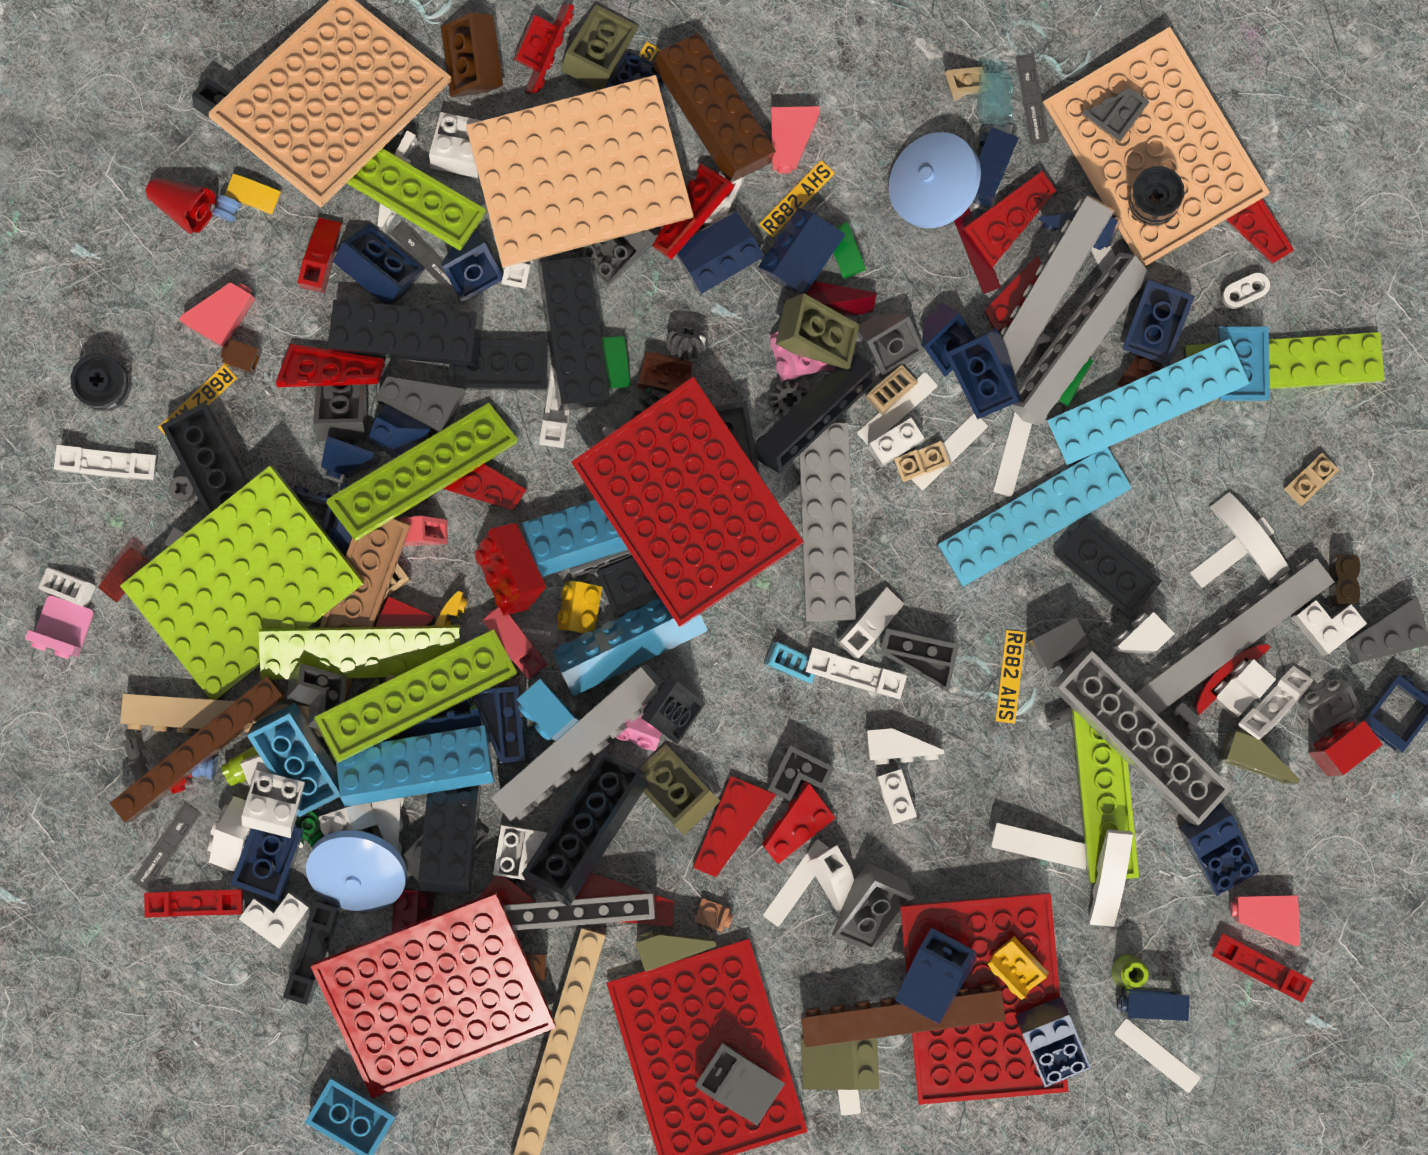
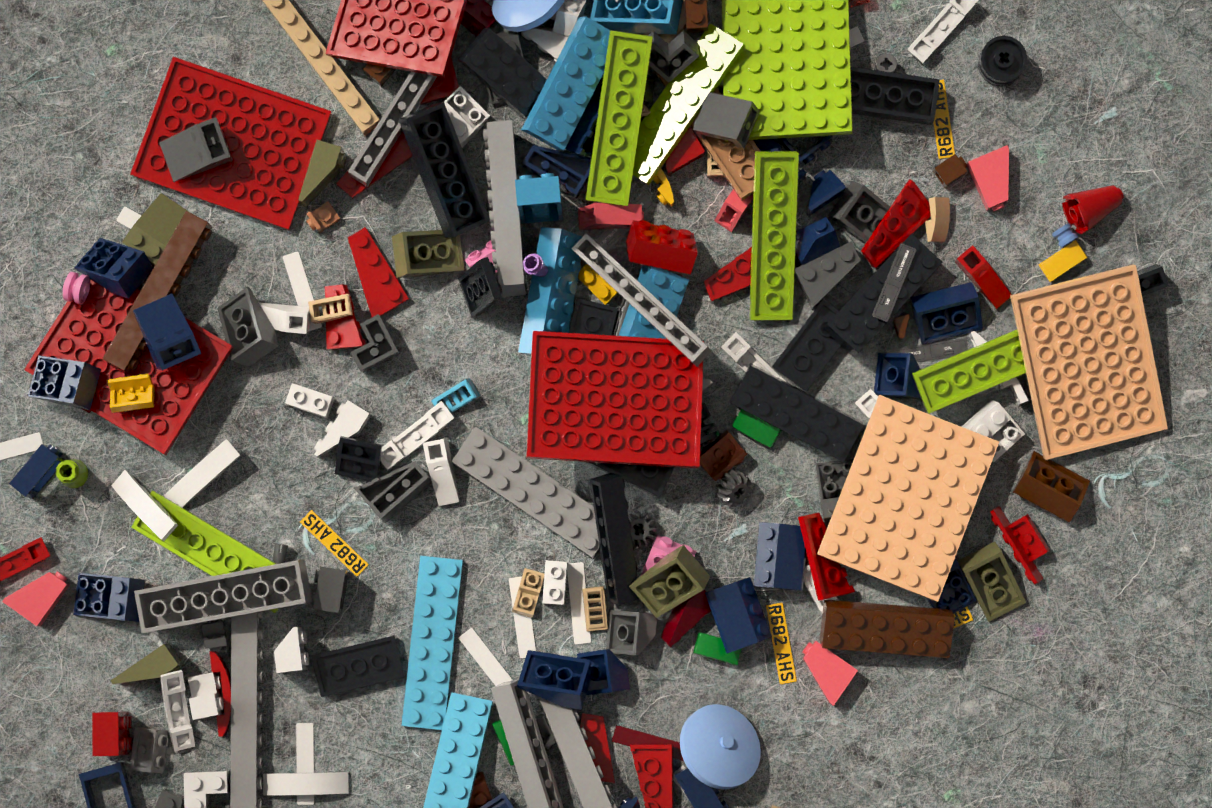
camera: 130 degrees right, 0 degrees up
(303, 329) = (940, 216): none -> tan slope
(343, 593) = (726, 119): none -> dark grey panel
(385, 328) = (894, 282): none -> flat silver sticker
(421, 297) = (900, 326): none -> reddish brown slope
(574, 546) = (641, 300): none -> light grey brick
(615, 671) = (534, 265): none -> medium lavender cone
(809, 854) = (315, 313): none -> tan slope
(907, 1077) = (115, 267): none -> dark blue slope
(917, 709) = (358, 459): none -> black slope
(955, 1099) = (76, 287): none -> bright pink wheel

